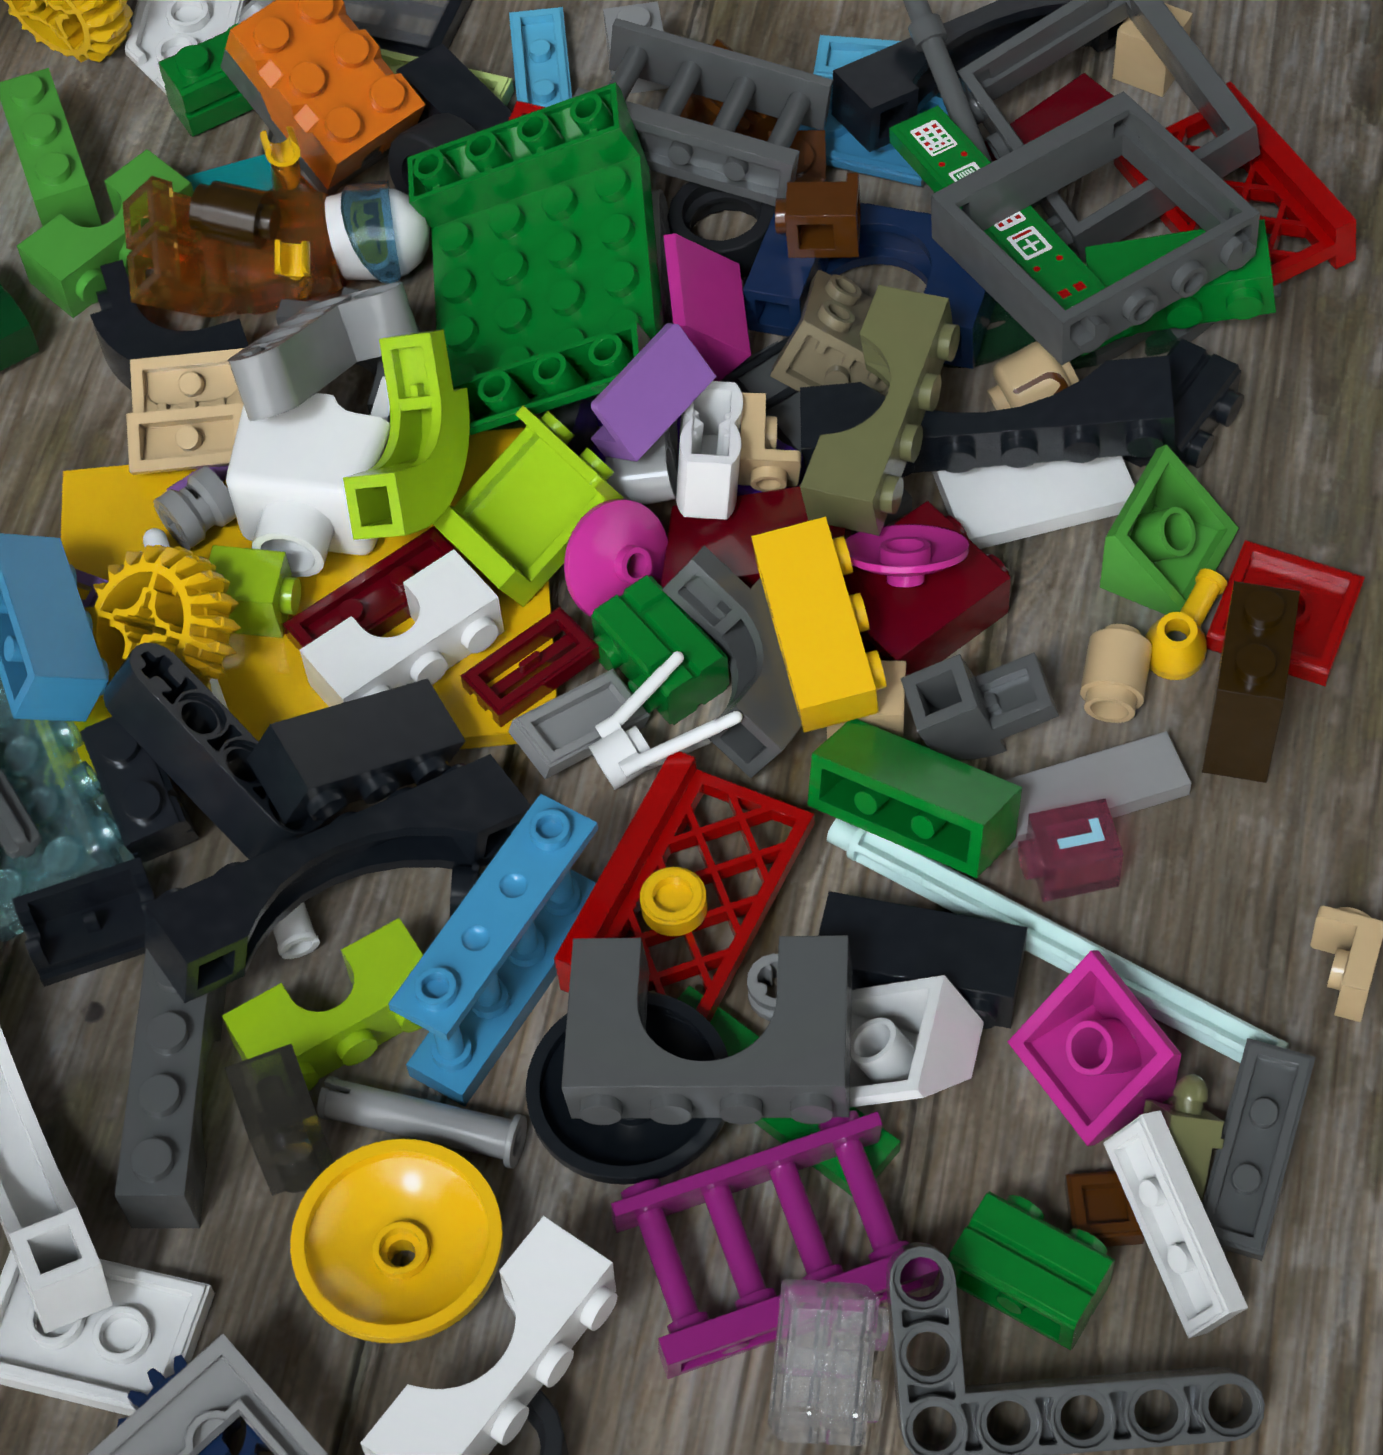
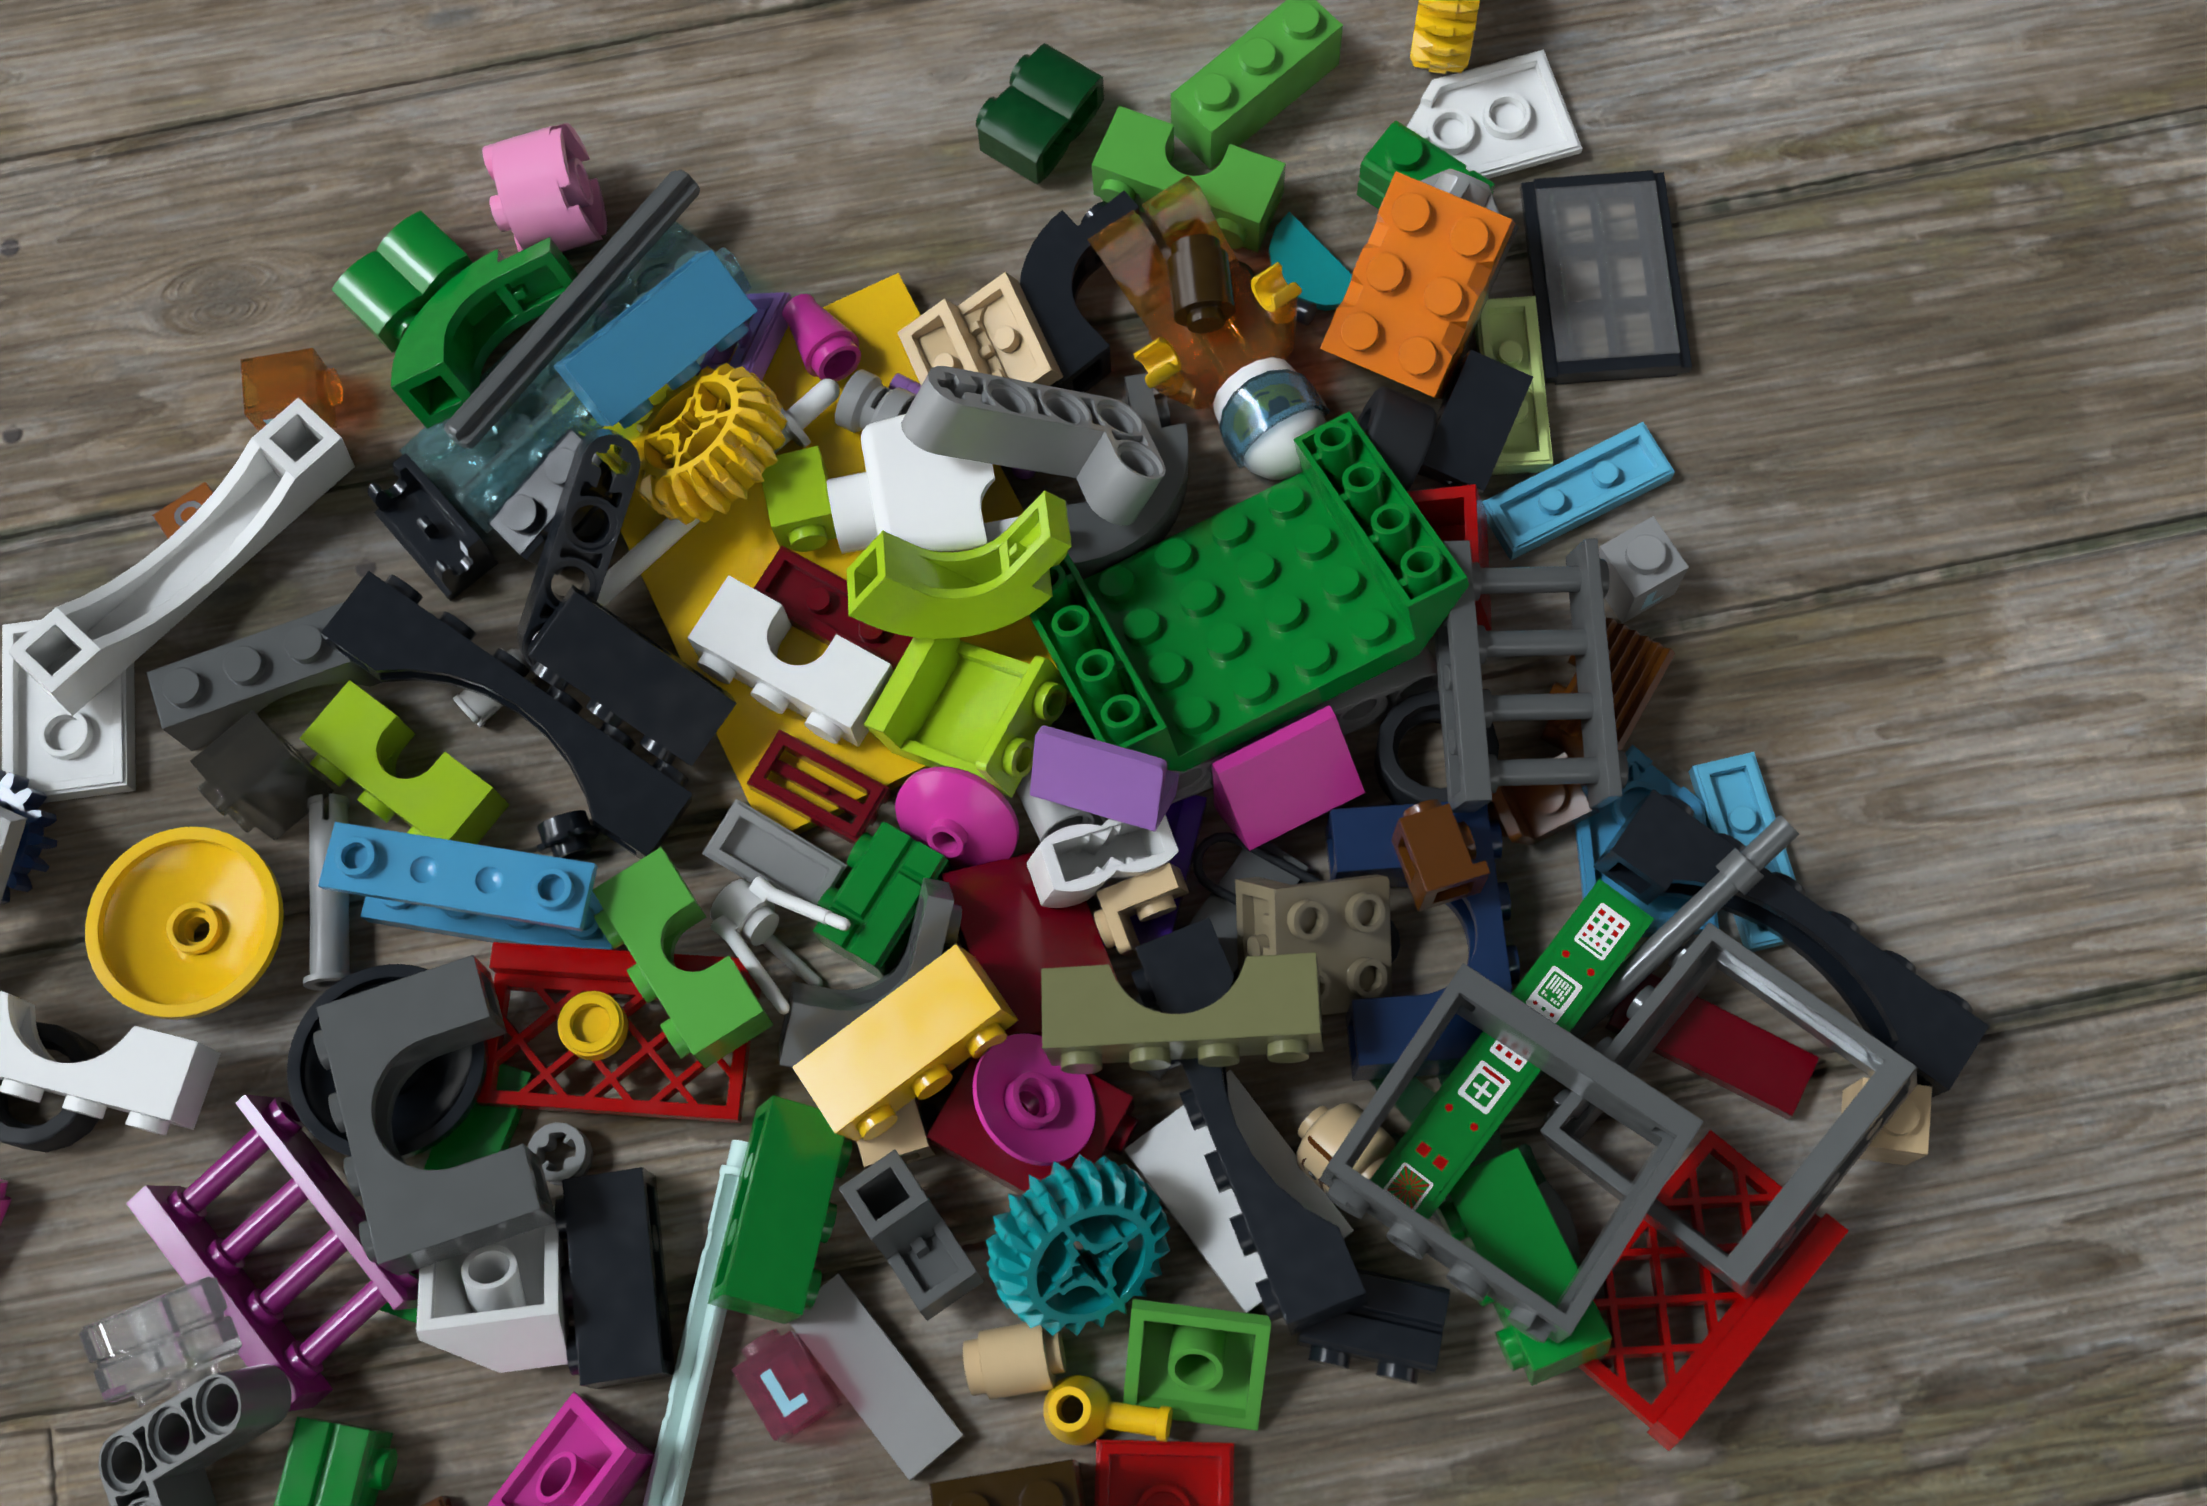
camera: 70 degrees right, 15 degrees up
(101, 532) = (822, 340): none -> dark pink cone
(704, 785) = (708, 1008): none -> bright green arch
(1041, 569) = (1035, 1253): none -> teal gear

